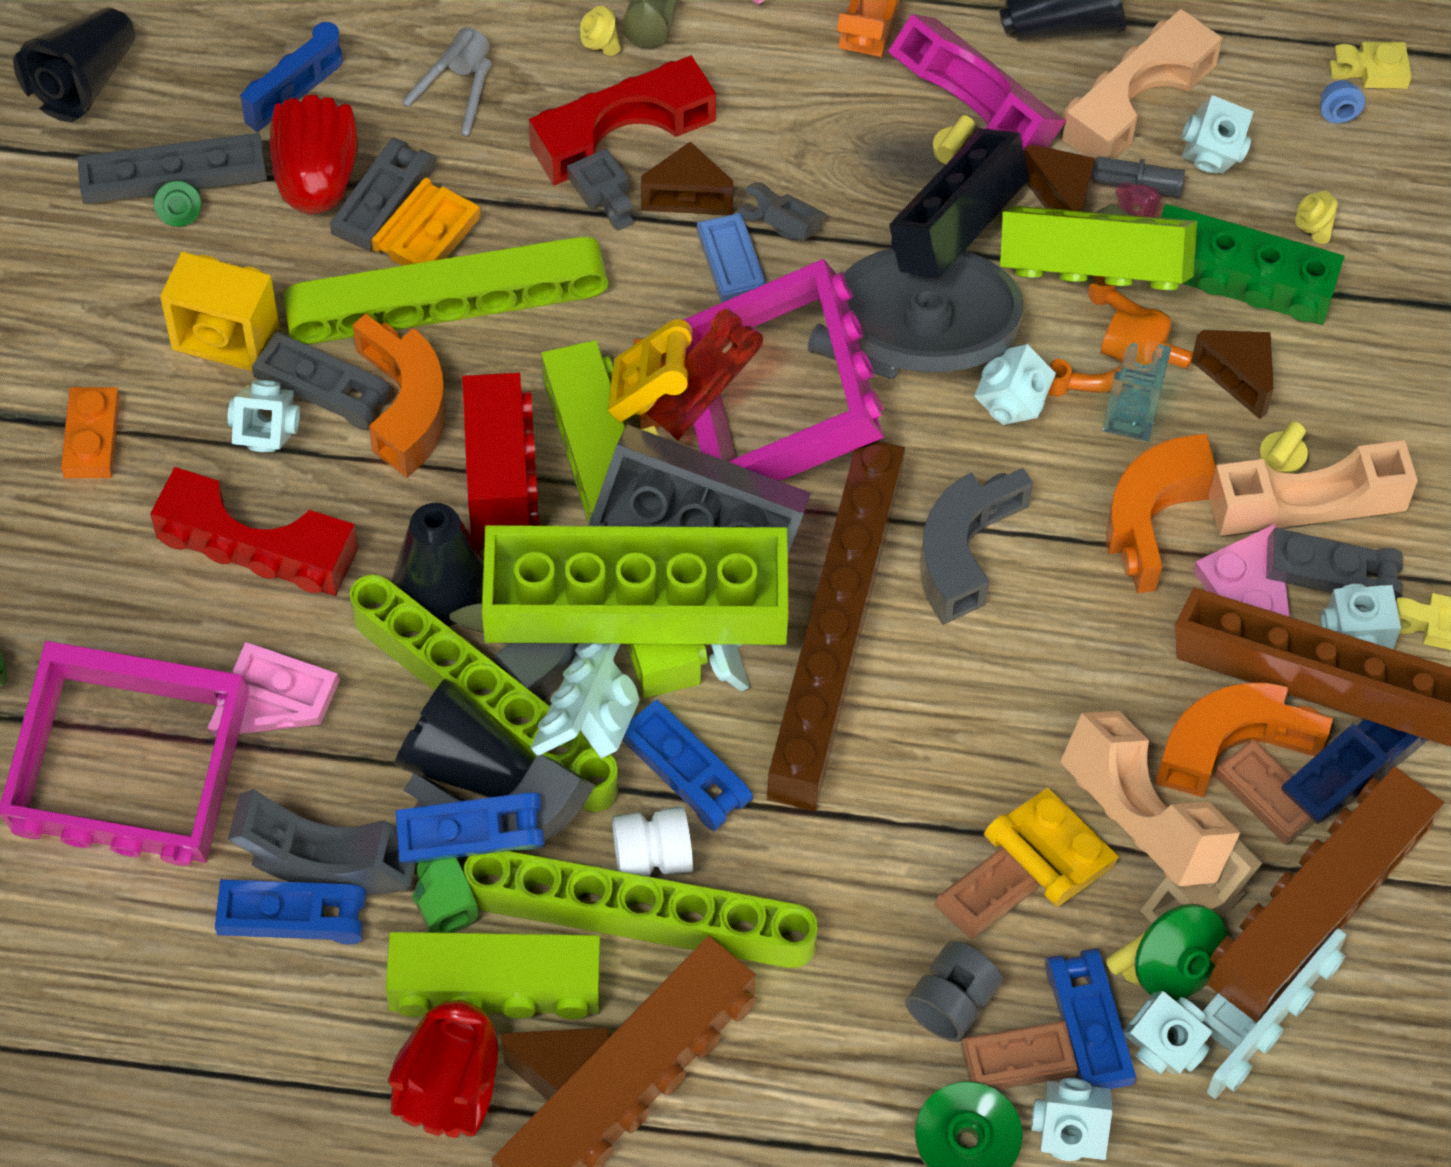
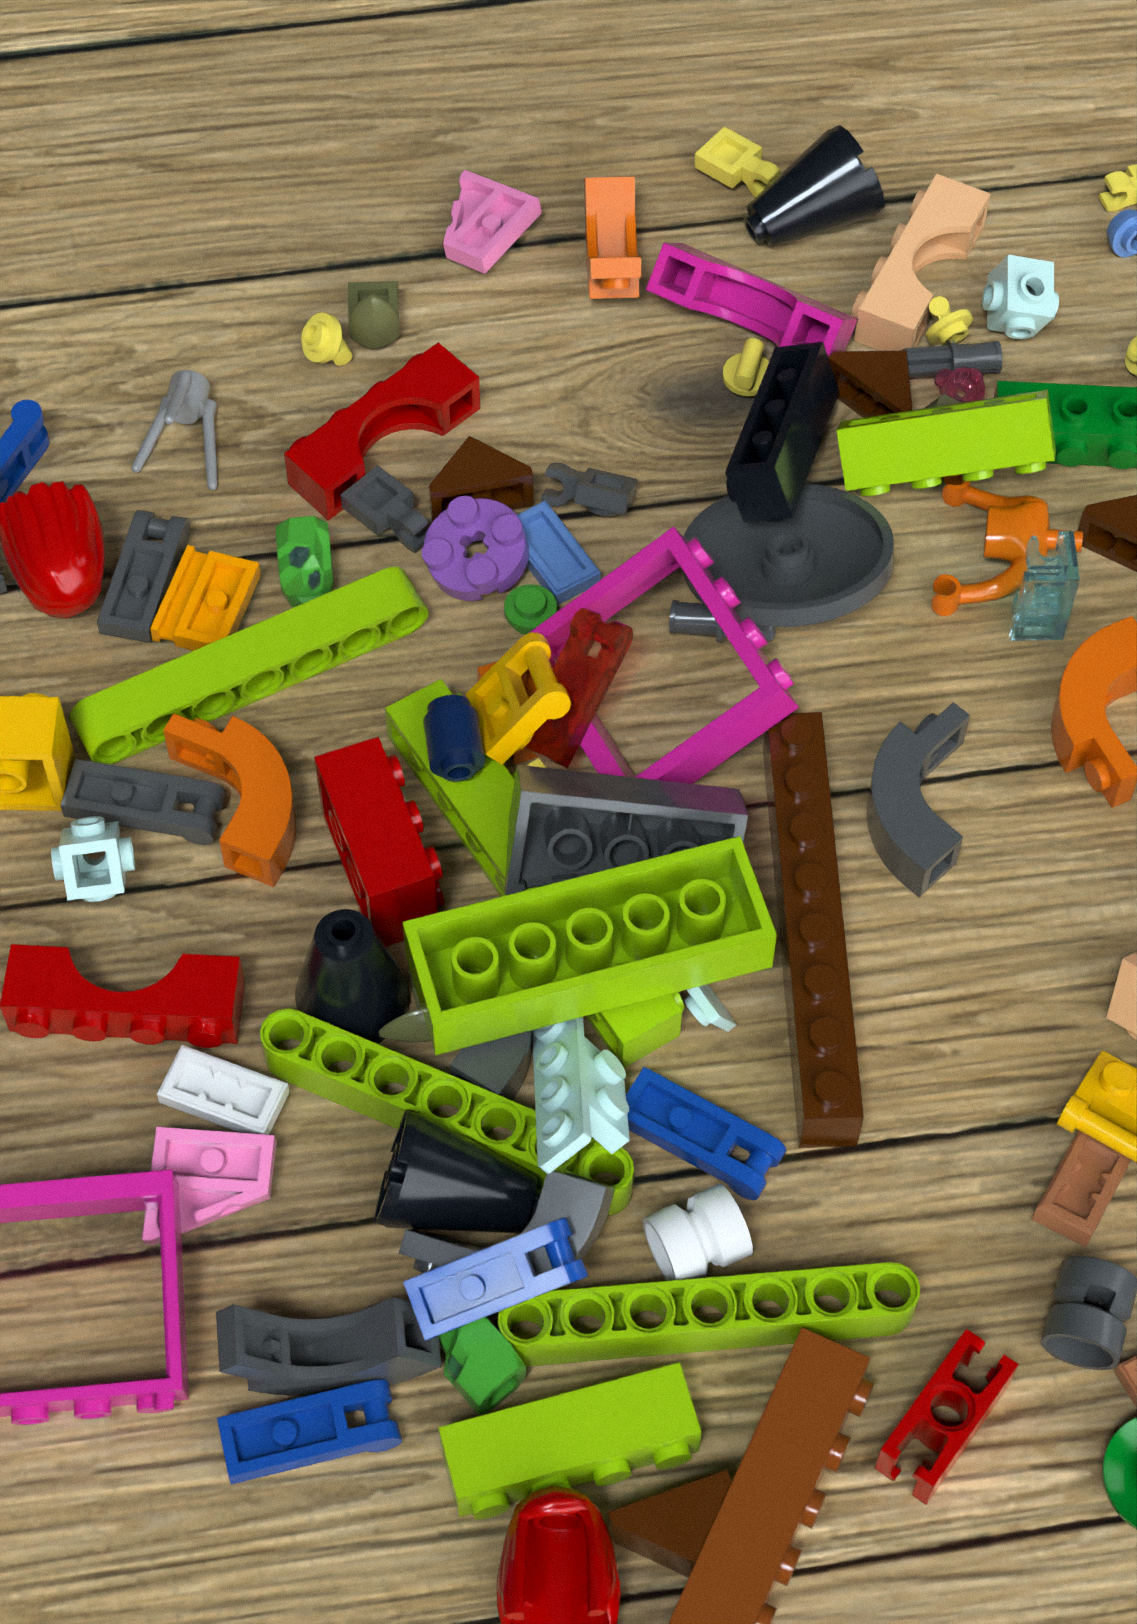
camera: 15 degrees left, 0 degrees up
(309, 630) = (222, 1092): none -> white plate
(520, 212) = (304, 559): none -> bright green rock
(585, 390) = (453, 738): none -> dark blue brick
(659, 217) = (463, 524): none -> medium lavender plate
(694, 298) = (529, 607): none -> bright green plate
(800, 1060) = (947, 1392): none -> red piece
(1015, 385) = (909, 614): light aqua brick -> none
(1147, 144) = (947, 324): none -> light yellow plate

